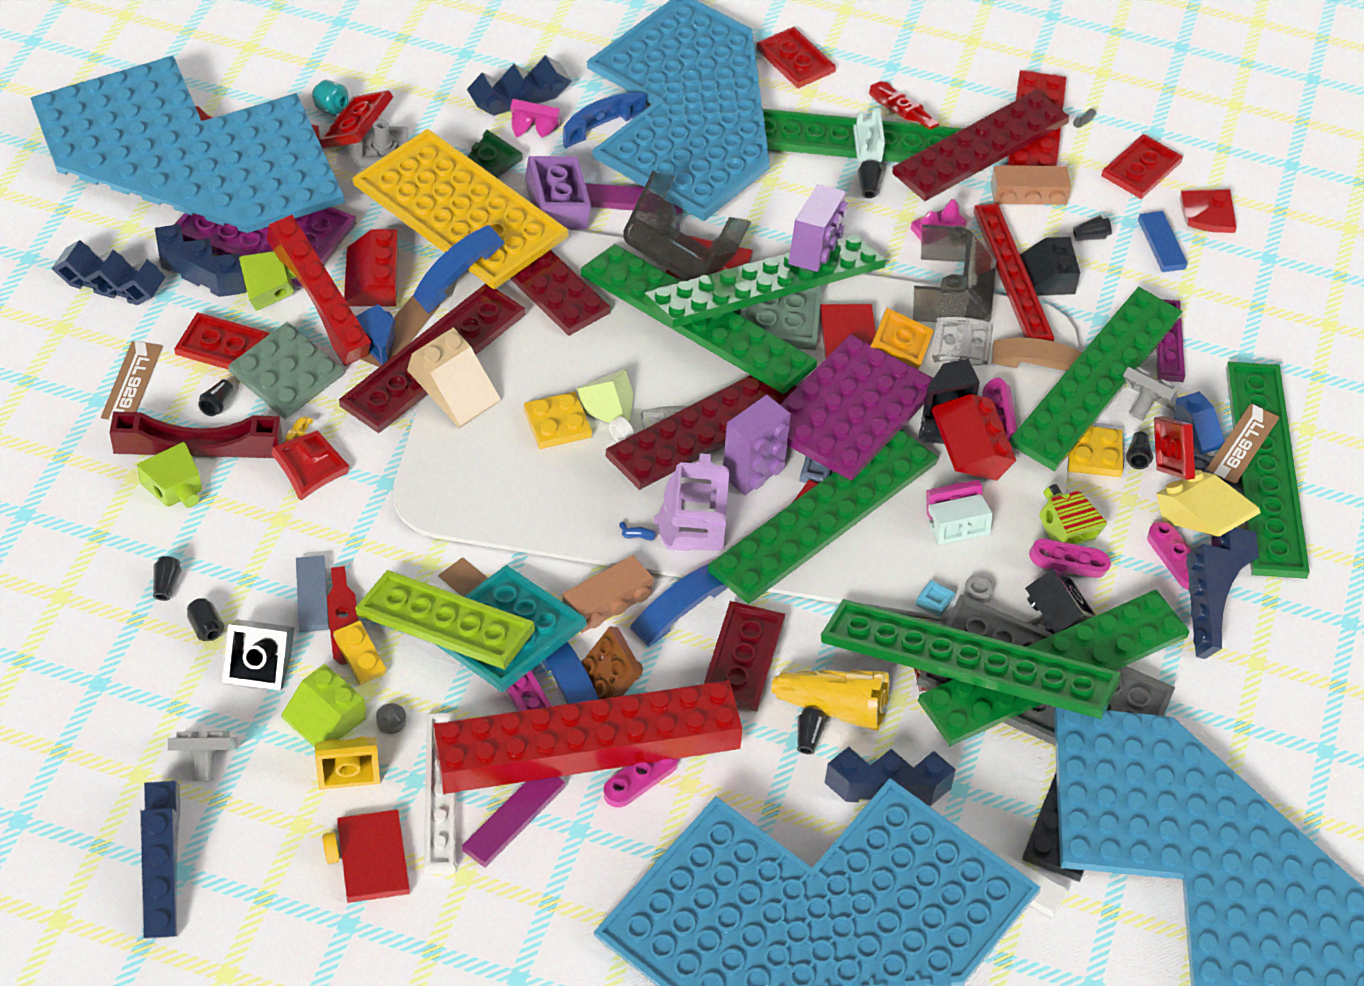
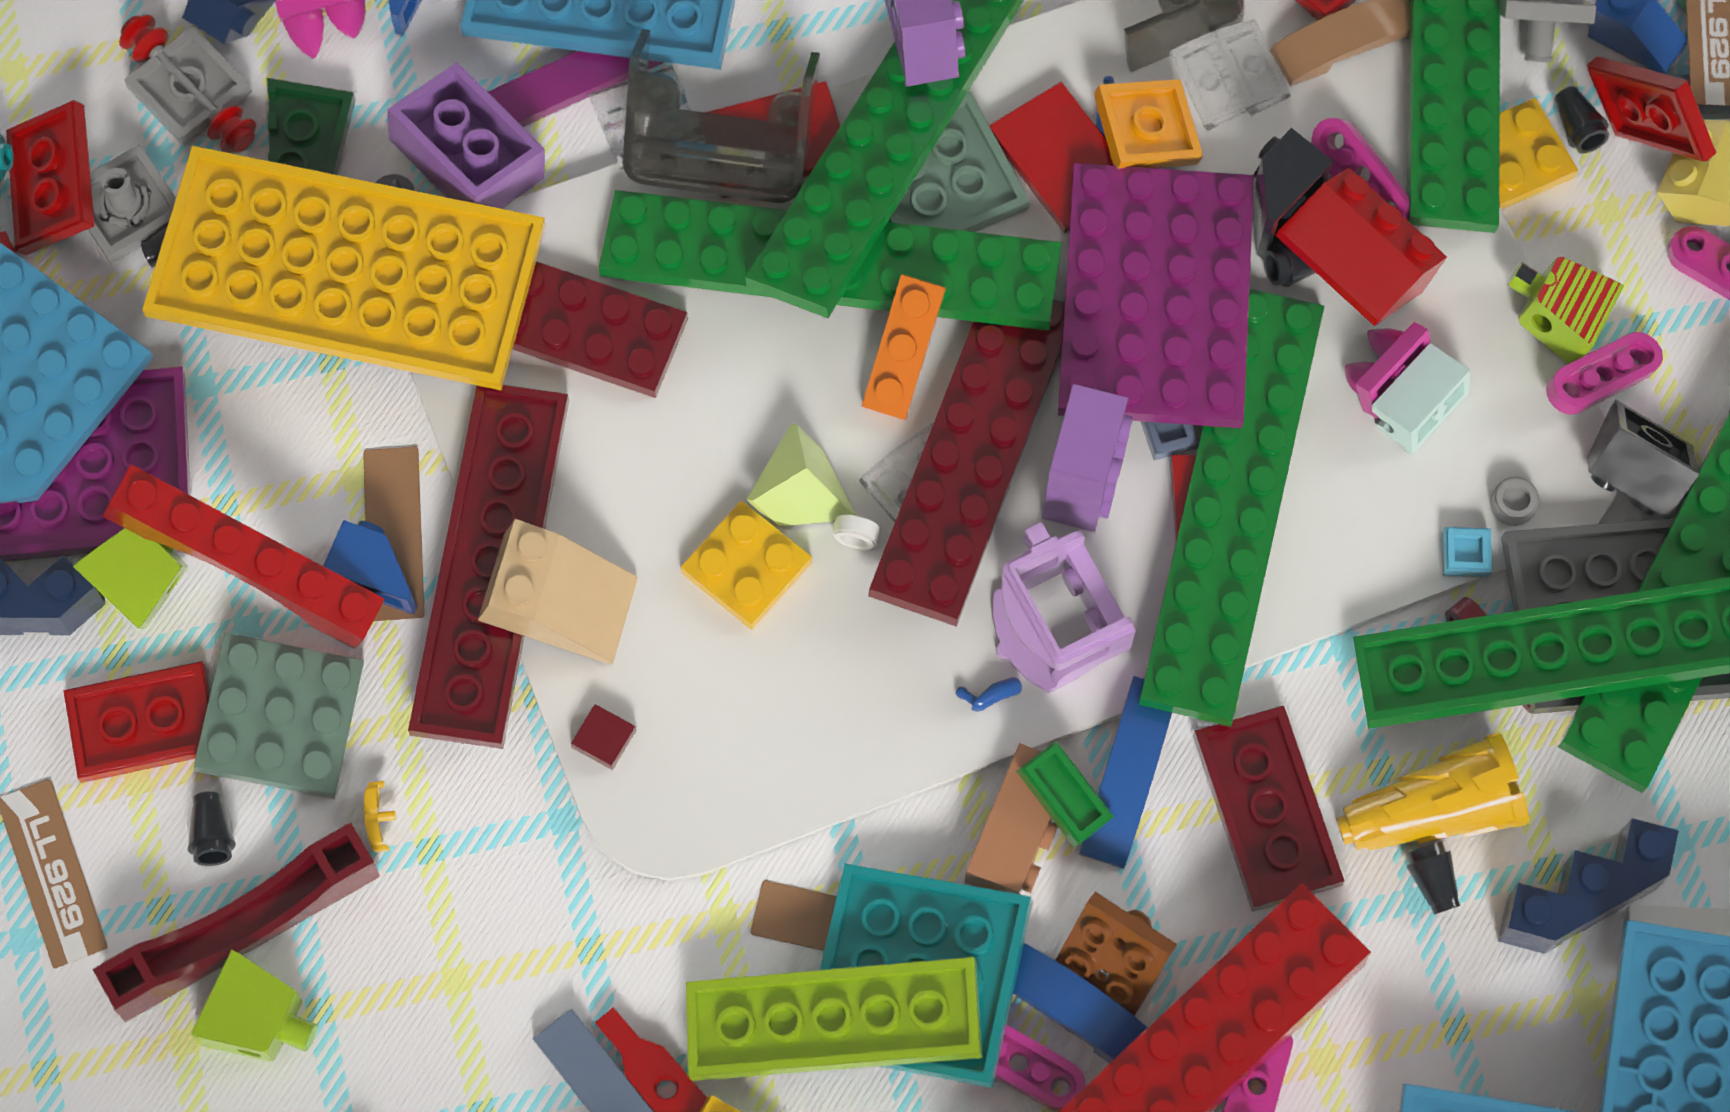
camera: 30 degrees left, 20 degrees up
(309, 462) = (435, 860): red plate -> none
(372, 269) = (276, 452): red slope -> none
(430, 452) = (603, 737): none -> dark red tile
(449, 115) = (187, 85): none -> light grey plate
(453, 264) = (417, 381): blue slope -> none
(638, 585) = (1065, 794): none -> green tile
(704, 365) = (903, 347): none -> orange plate

